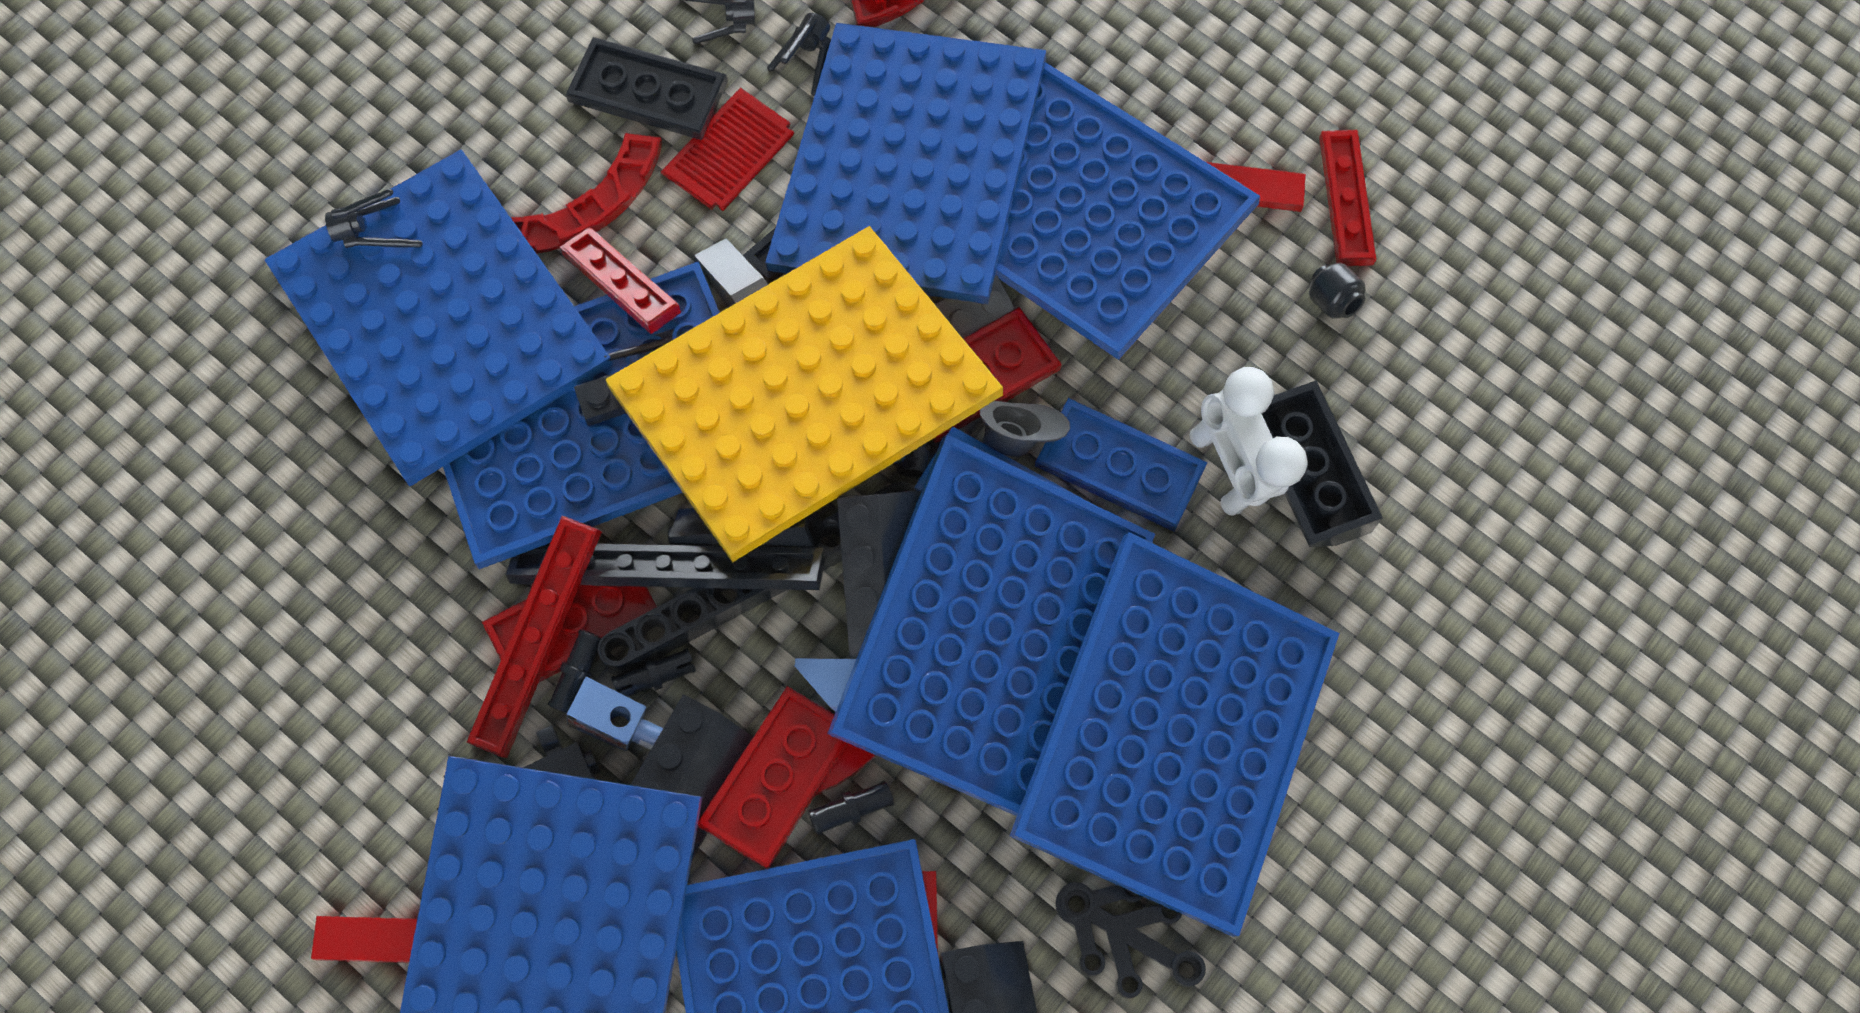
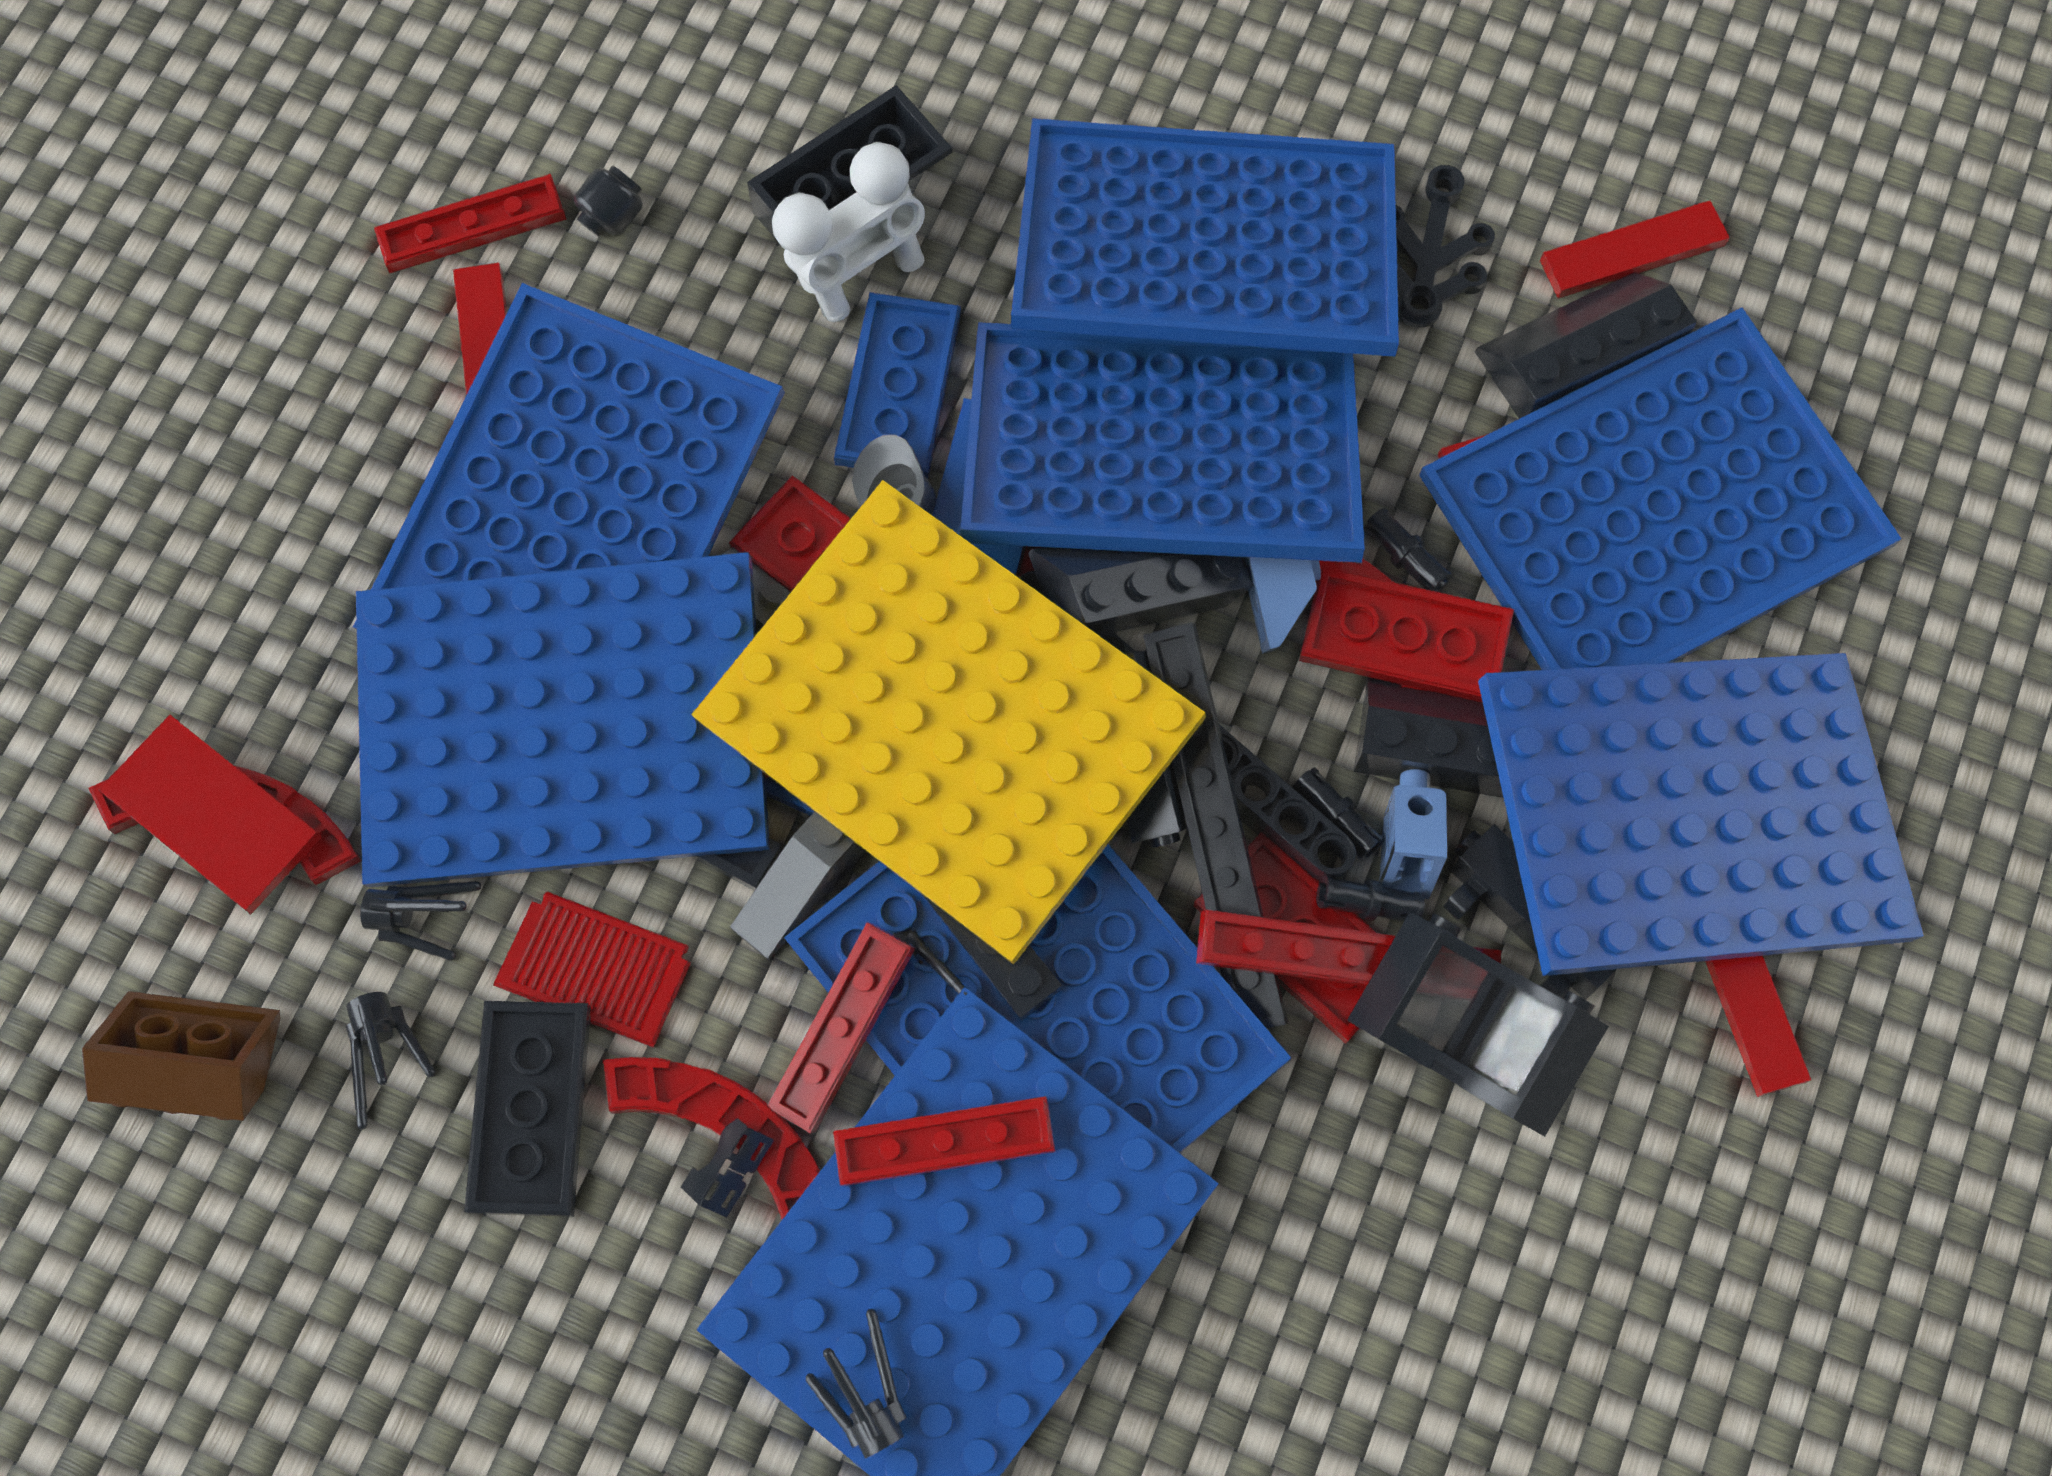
camera: 105 degrees left, 0 degrees up
(453, 709) = (1479, 1019): none -> black window
(506, 313) = (943, 1141): none -> red tile
(556, 175) = (699, 1182): none -> black piece

